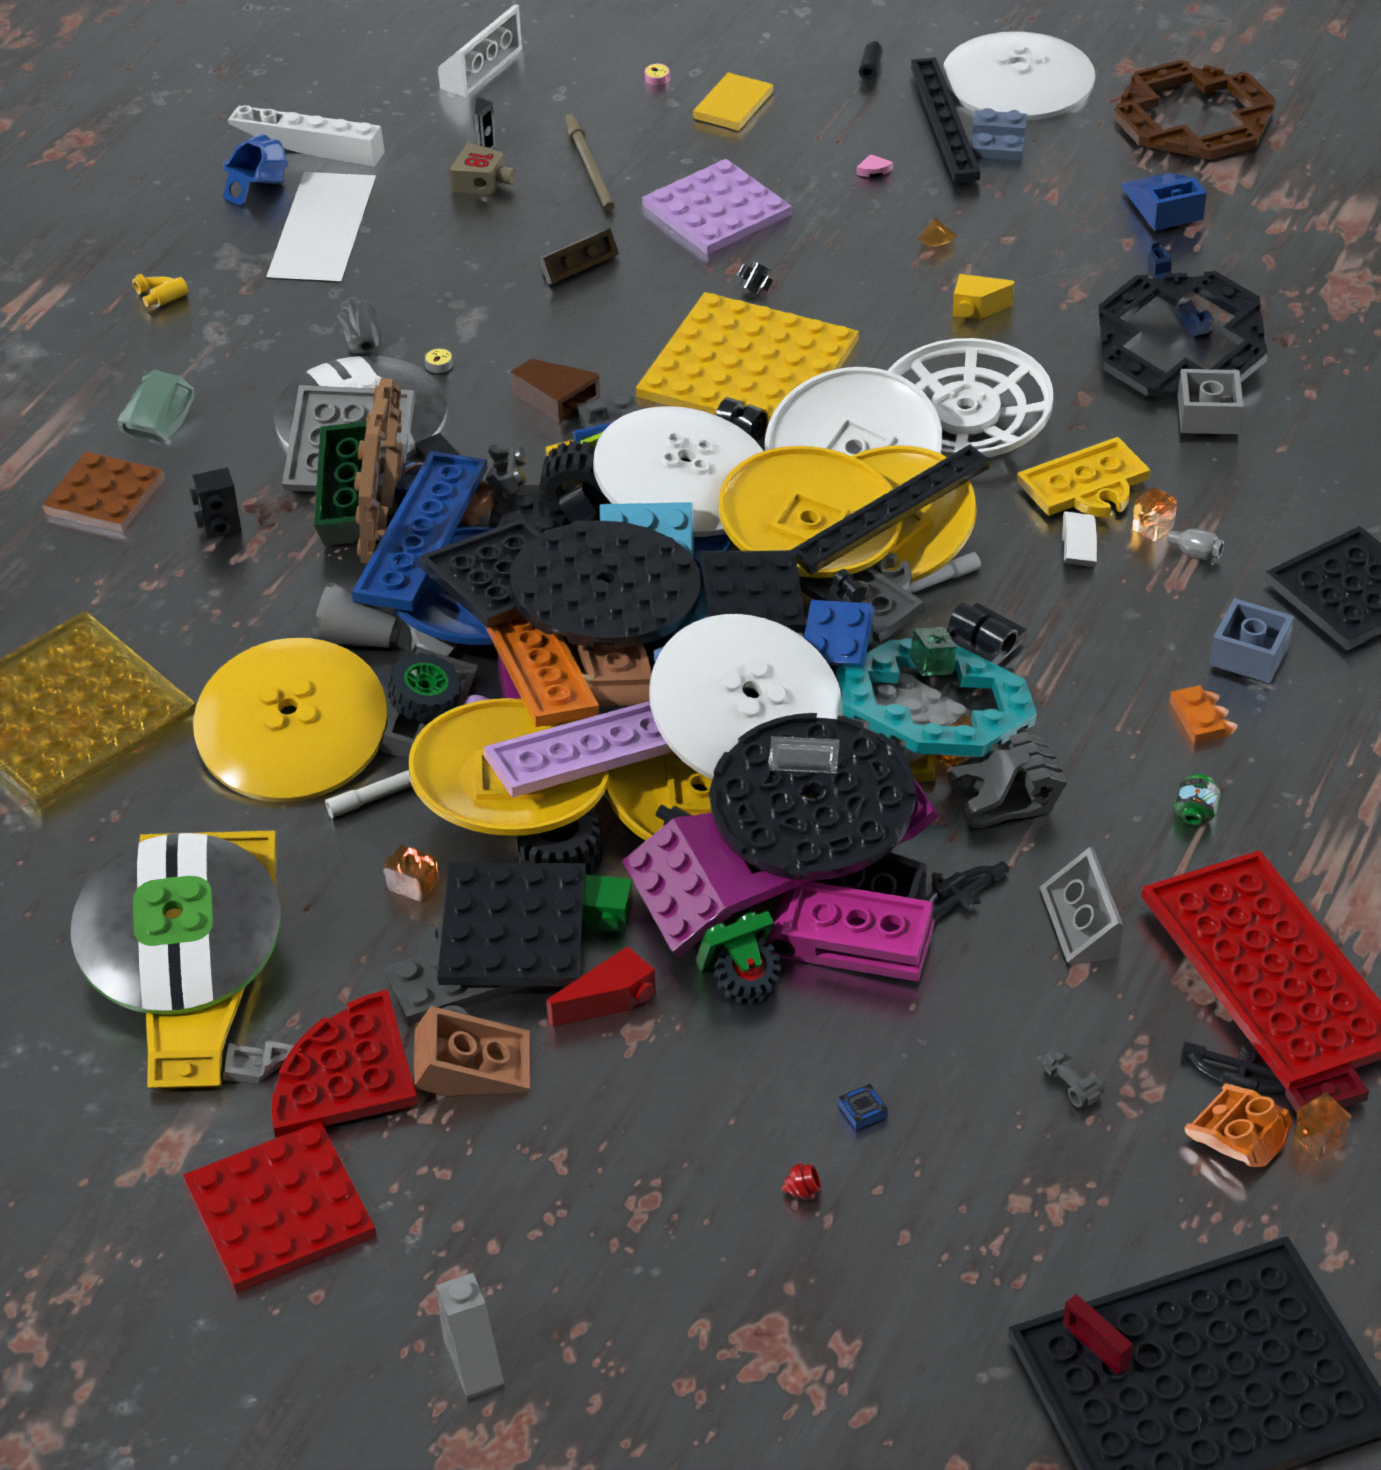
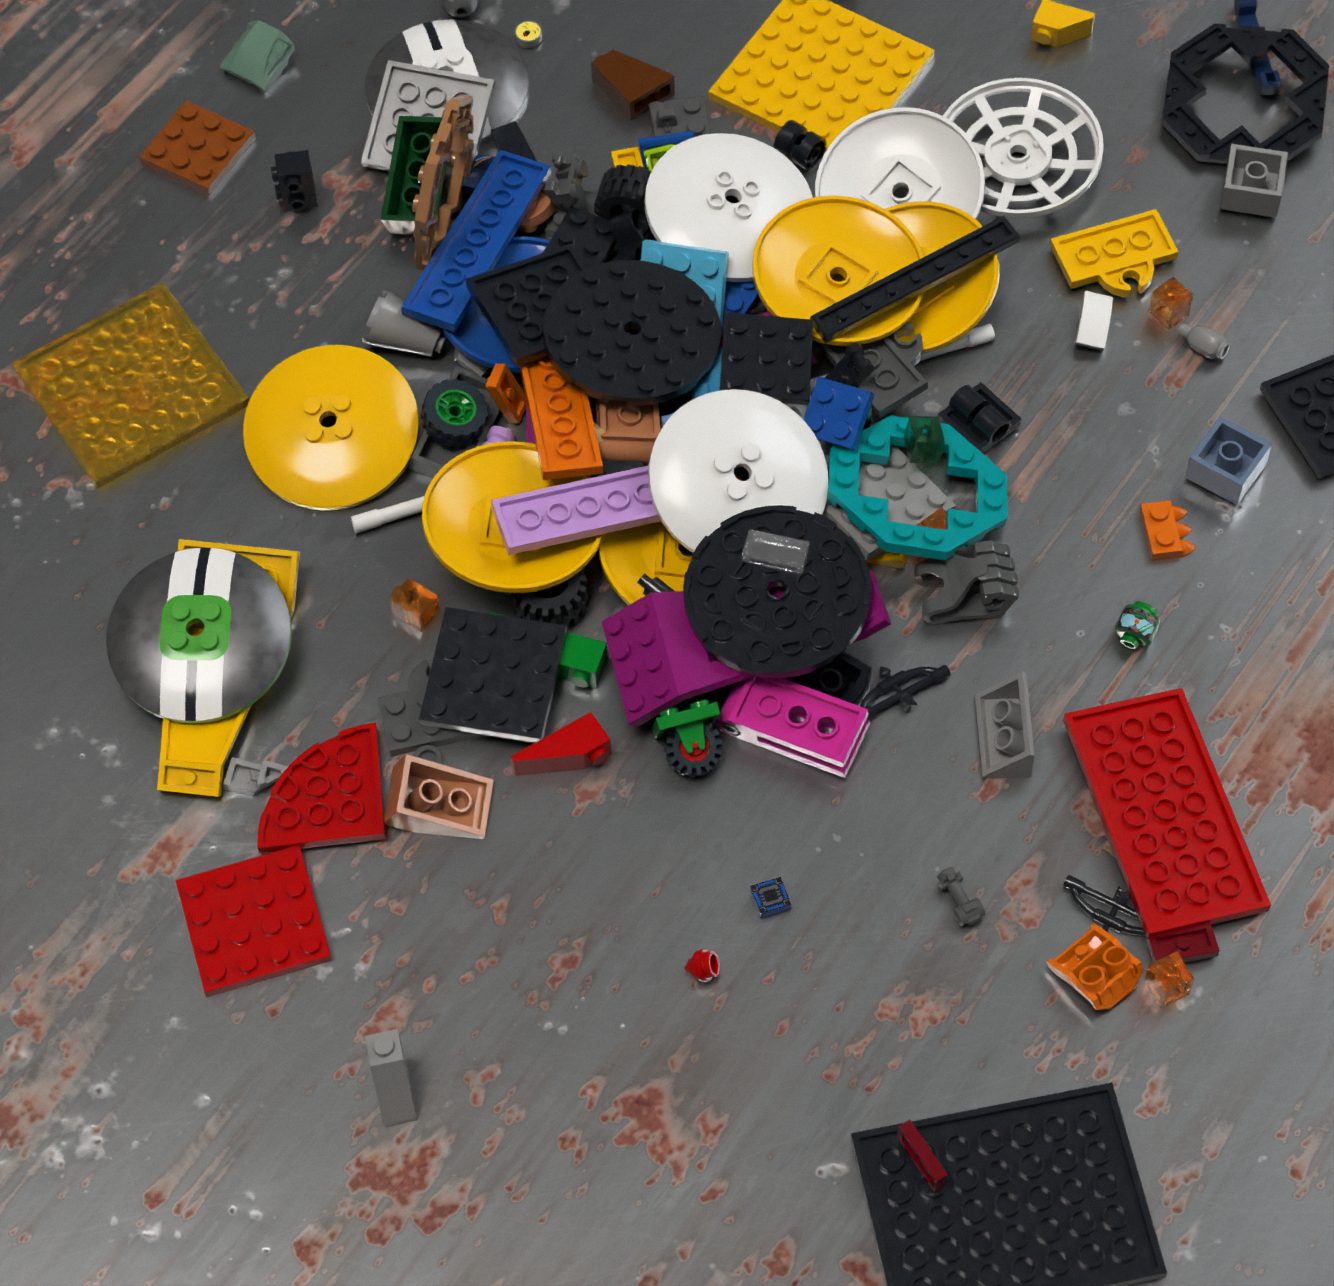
camera: 10 degrees right, 15 degrees up
(477, 664) = (507, 393): none -> orange plate

